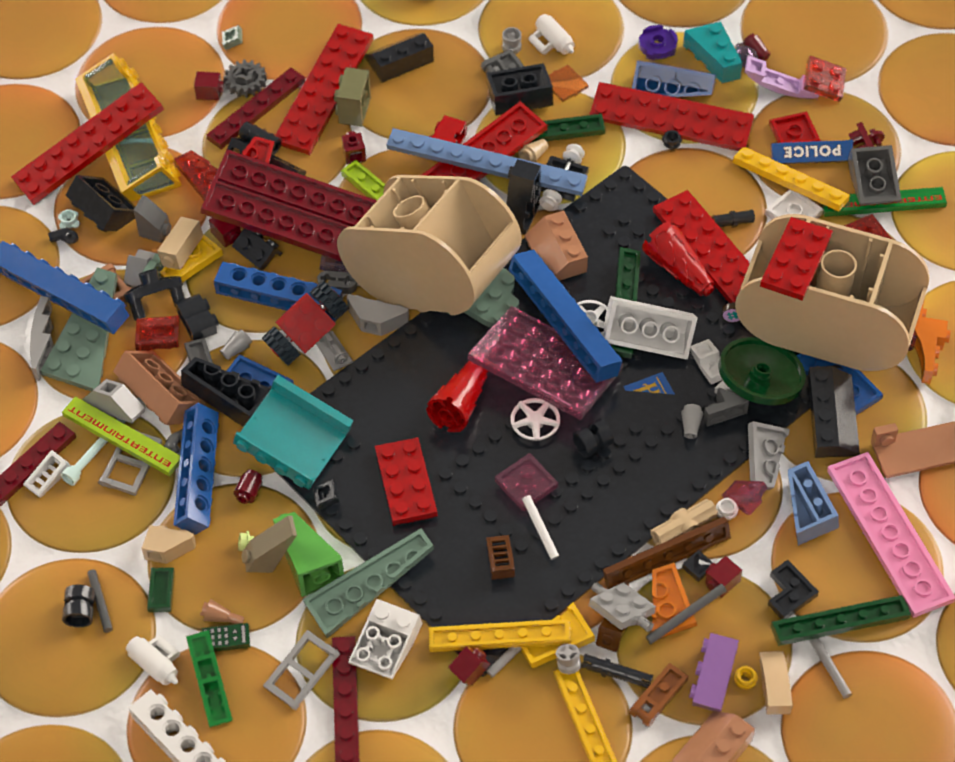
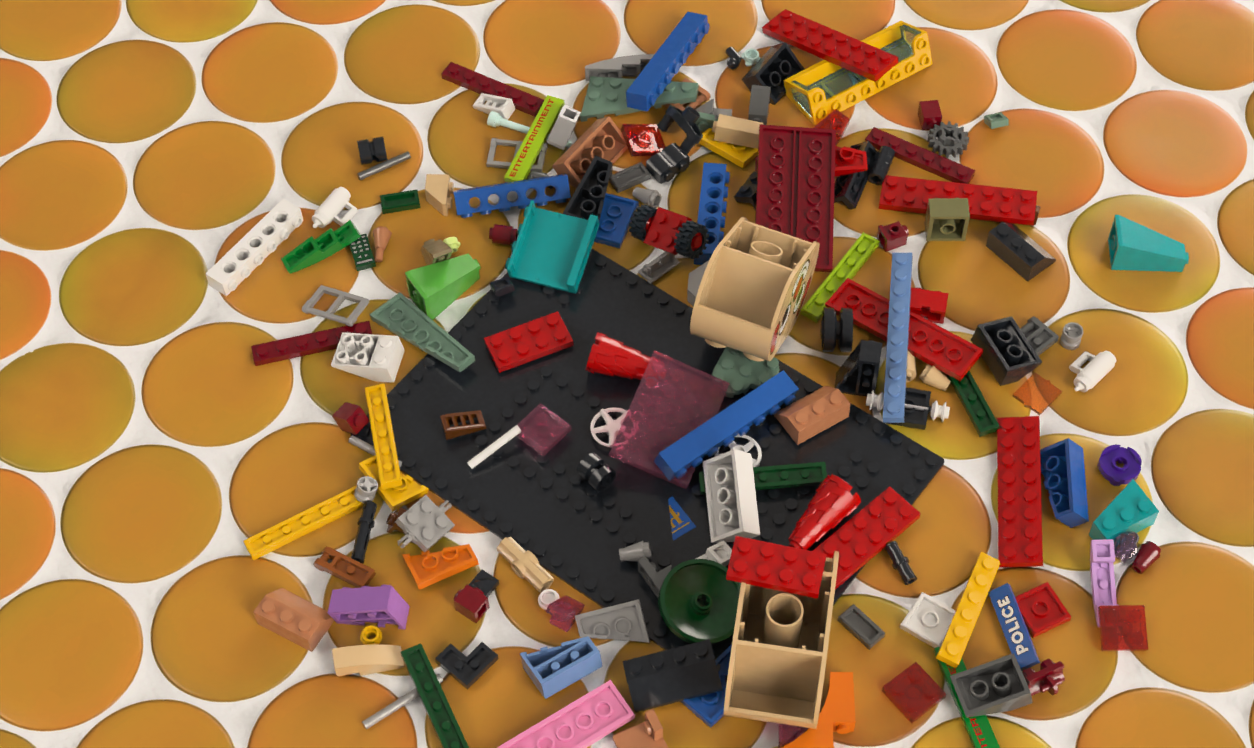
camera: 80 degrees right, 0 degrees up
(667, 553) = (489, 554): reddish brown plate -> none
(671, 139) = (991, 491): black plate -> none
(685, 614) = (426, 577): dark grey bar -> none

